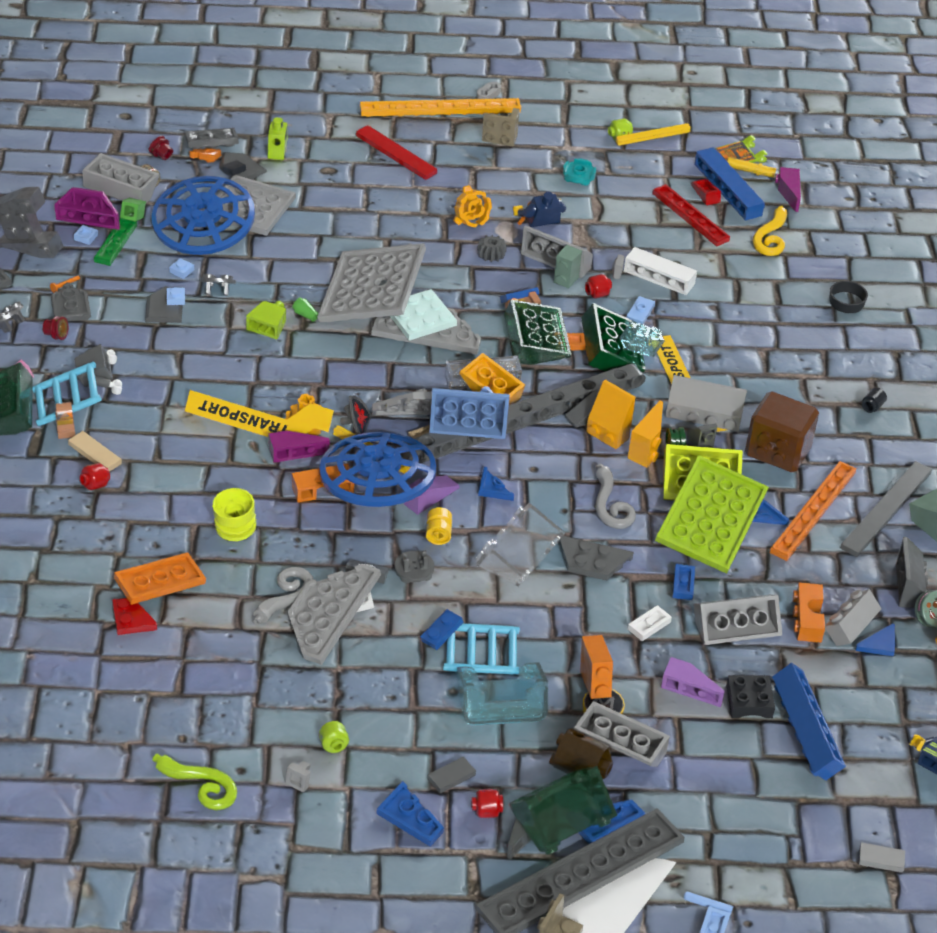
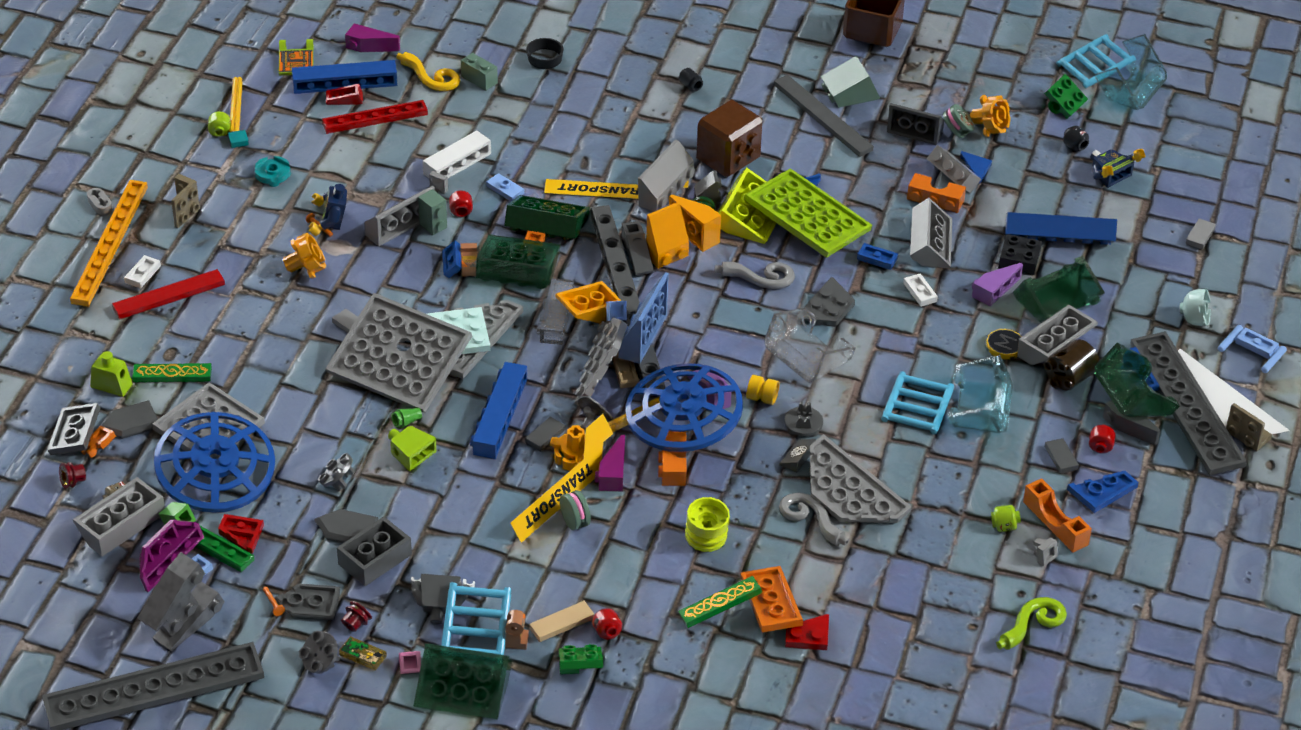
camera: 70 degrees left, 0 degrees up
(21, 343) = (362, 653): none -> tile
(46, 466) = (573, 658): none -> green plate
(130, 320) = (374, 551): none -> dark grey brick
(133, 249) = (241, 531): none -> red wing
(143, 543) = (720, 601): none -> green tile
(175, 296) = (344, 510): light blue plate -> none
(181, 268) = (289, 500): light blue plate -> none
(223, 427) = (575, 510): none -> sand green head
(234, 167) = (143, 420): black tile -> none
(303, 175) = (172, 372): none -> green tile
(325, 397) = (542, 435): none -> dark grey tile
(337, 362) = (499, 410): none -> blue brick
(366, 761) = (1042, 502): none -> orange arch
(413, 131) = (142, 271): none -> white plate
(441, 629) = (893, 419): blue plate -> none
(491, 248) = (370, 260): dark grey gear -> none
(493, 487) = (712, 347): blue tile -> none
(596, 666) = (979, 327): orange brick -> none
(611, 145) = (238, 138): none -> teal tile
(642, 339) = (561, 191): clear light blue brick -> none
(699, 733) = (1071, 286): none -> clear green windscreen
(737, 862) = (1196, 307): none -> light aqua cylinder
(755, 168) = (329, 53): yellow pin -> none
(789, 259) = (479, 71): none -> sand green brick
(812, 511) = (812, 158): orange tile -> none

